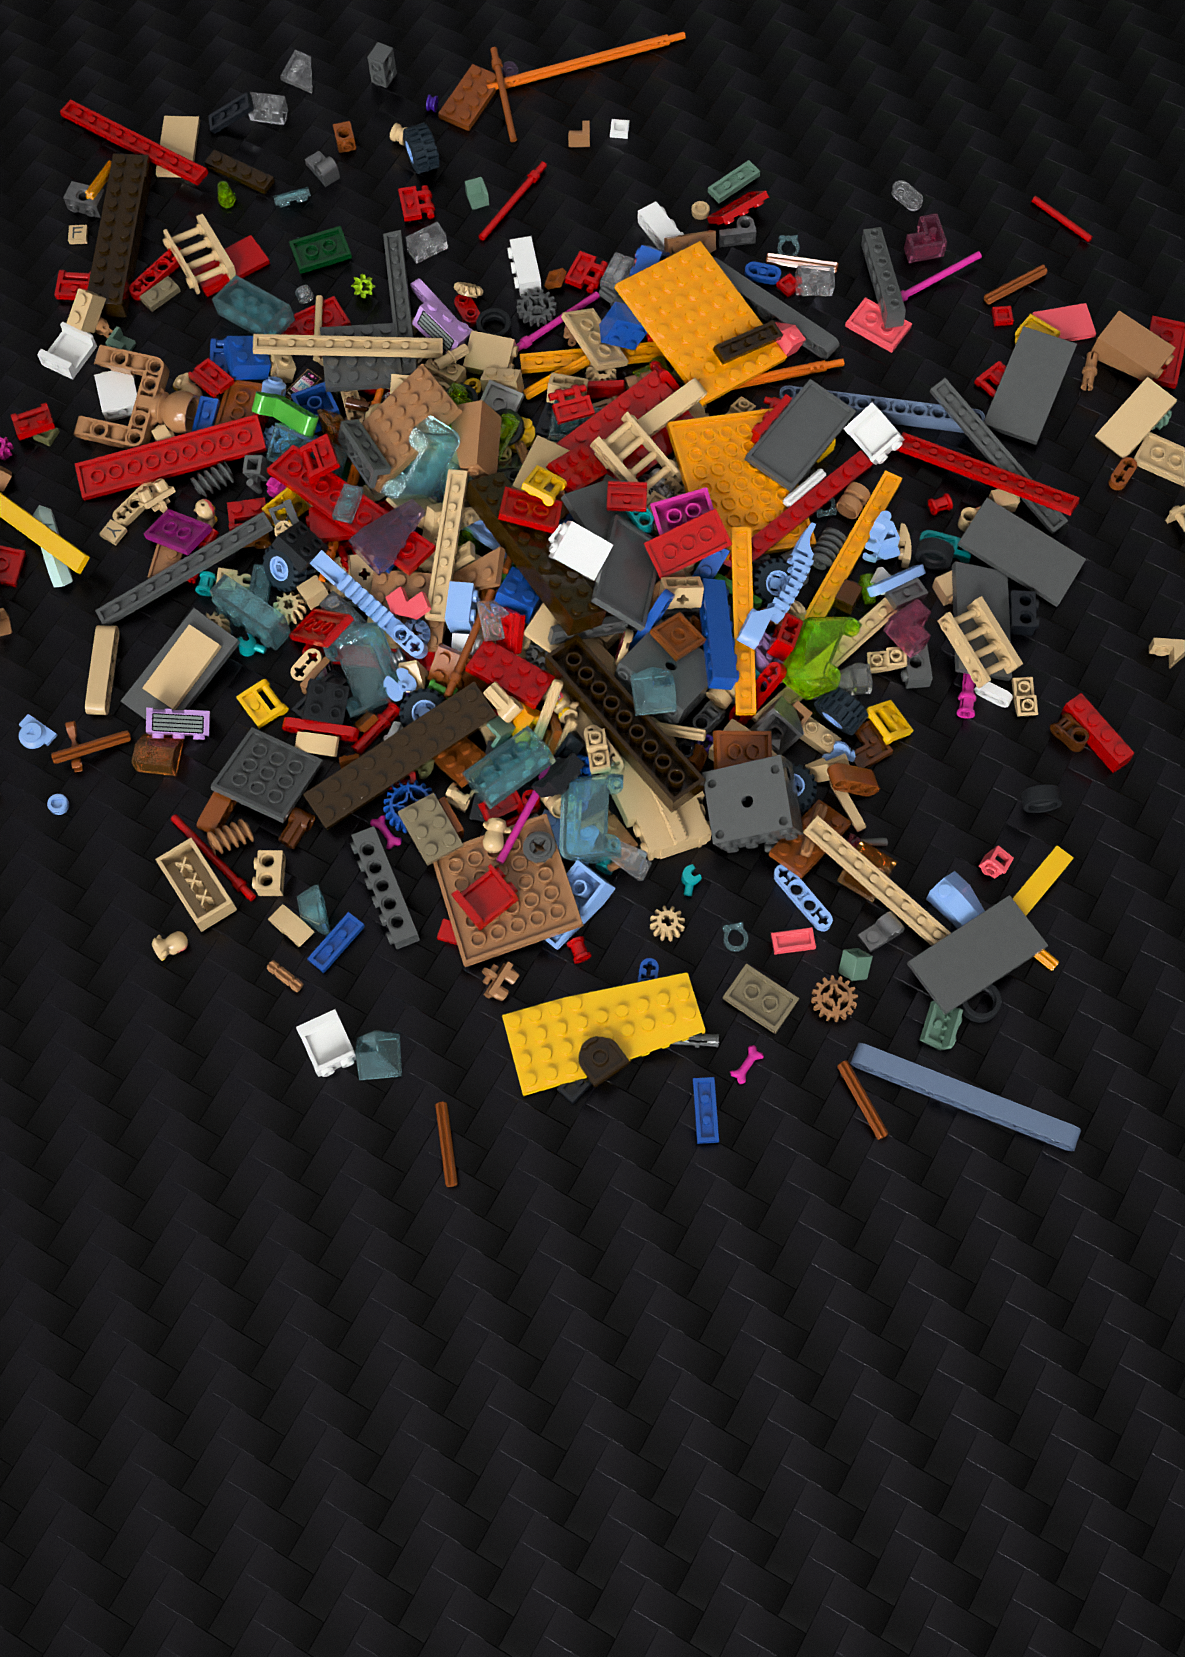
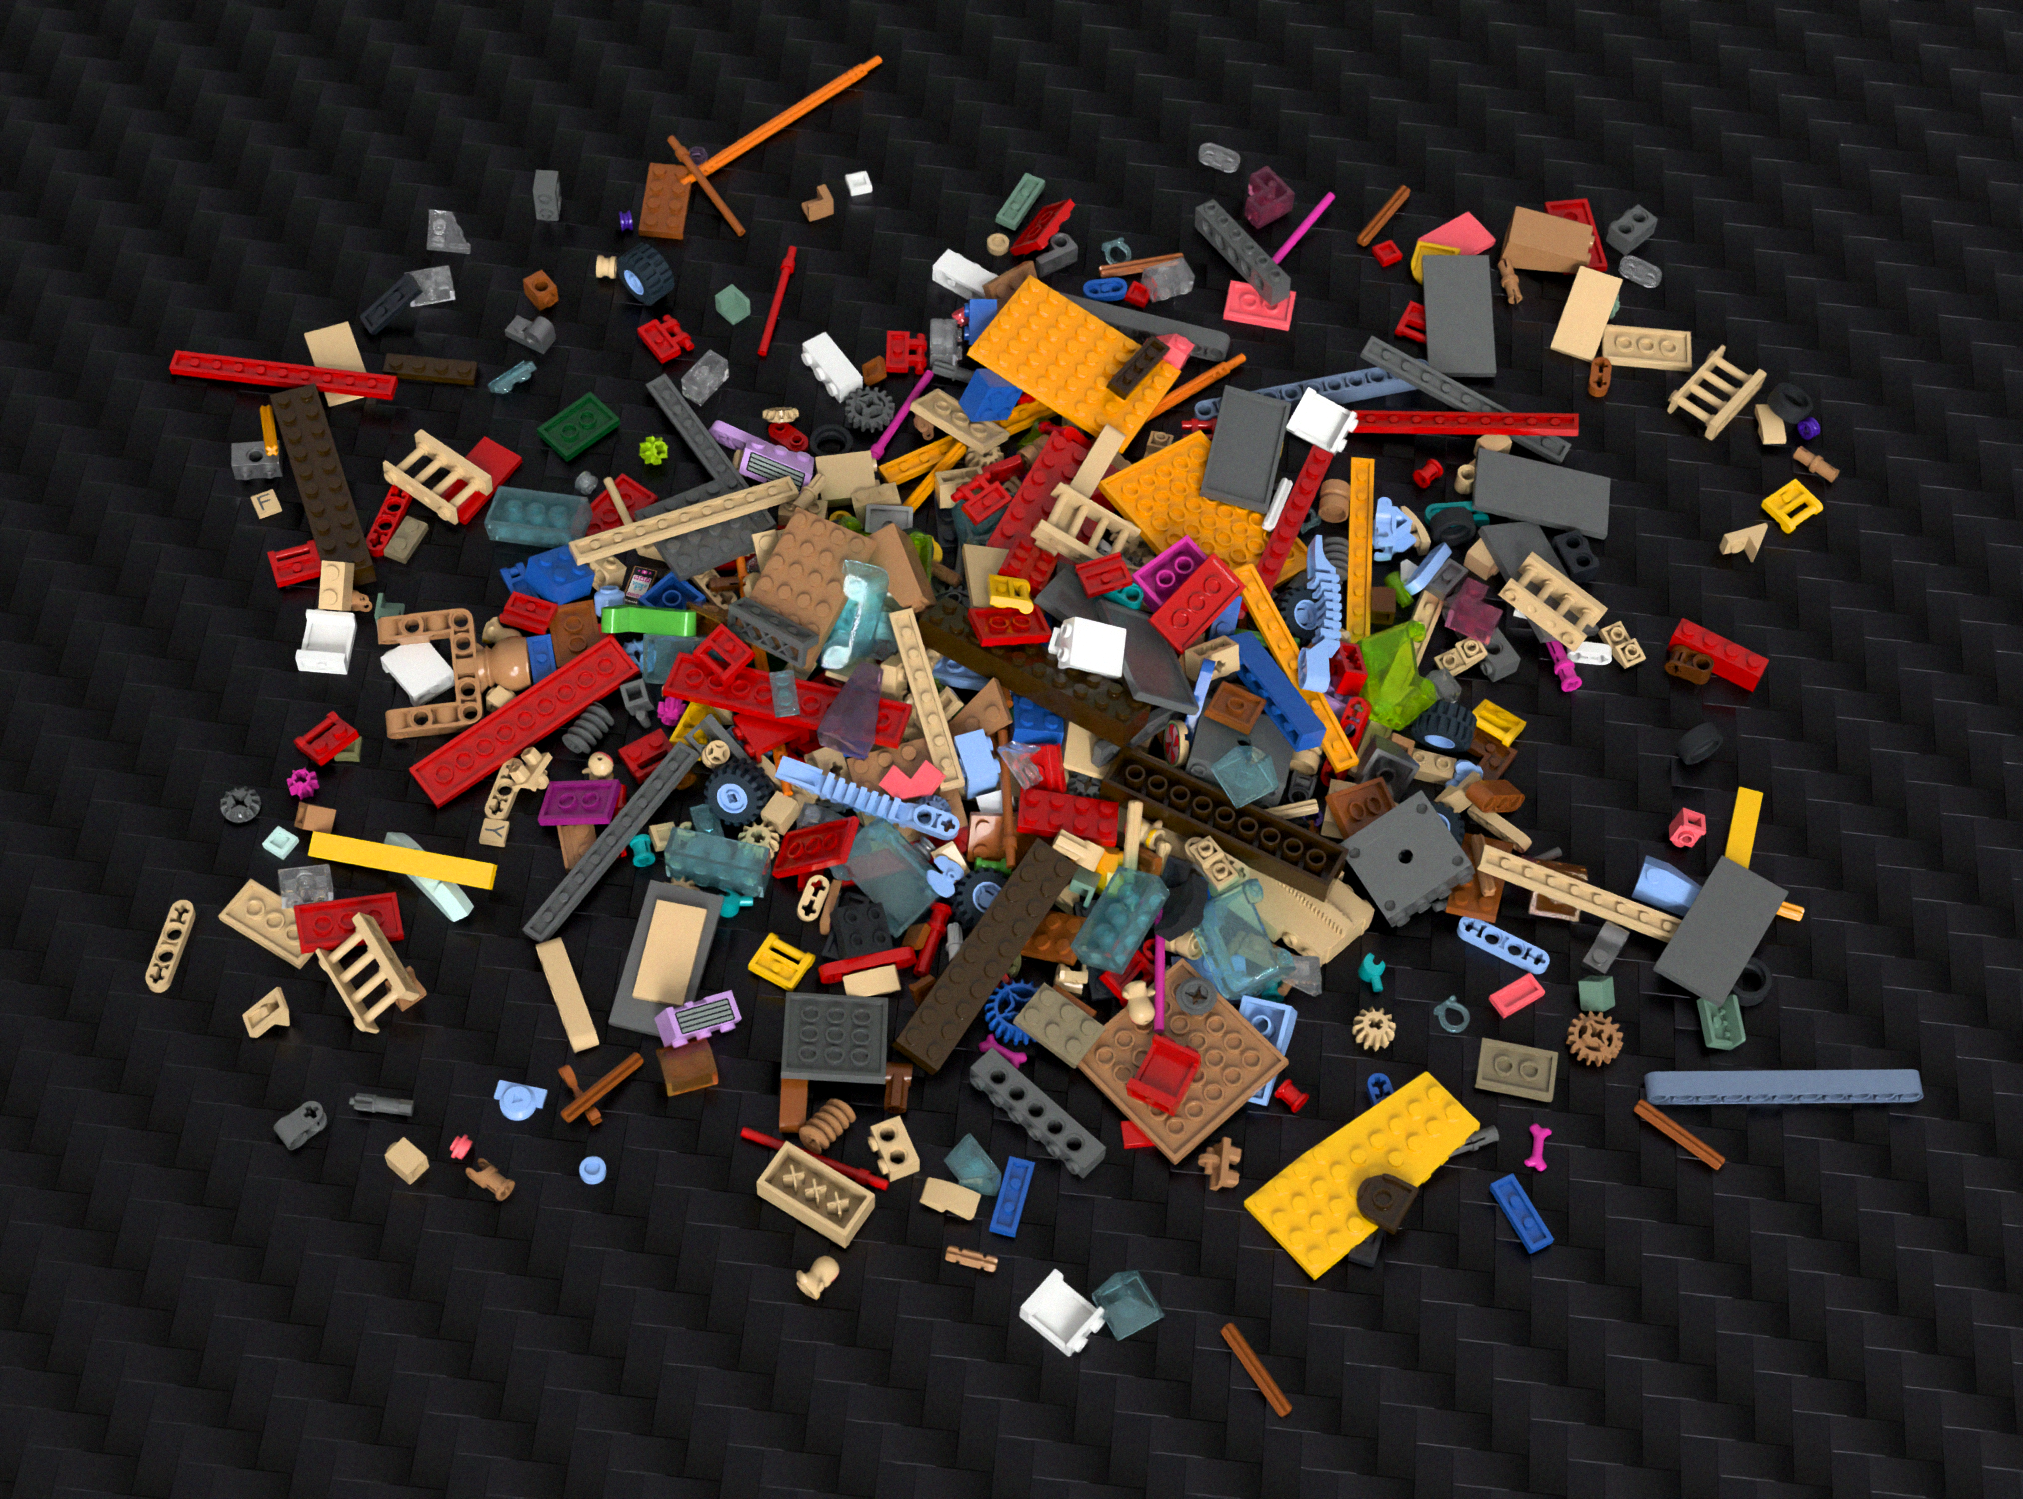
camera: 30 degrees left, 10 degrees down
(225, 195) = (430, 400): clear neon green cone -> none
(299, 545) = (753, 760): black brick -> none
(769, 418) = (1205, 441): red plate -> none
(1062, 219) = (1395, 131): red piece -> none

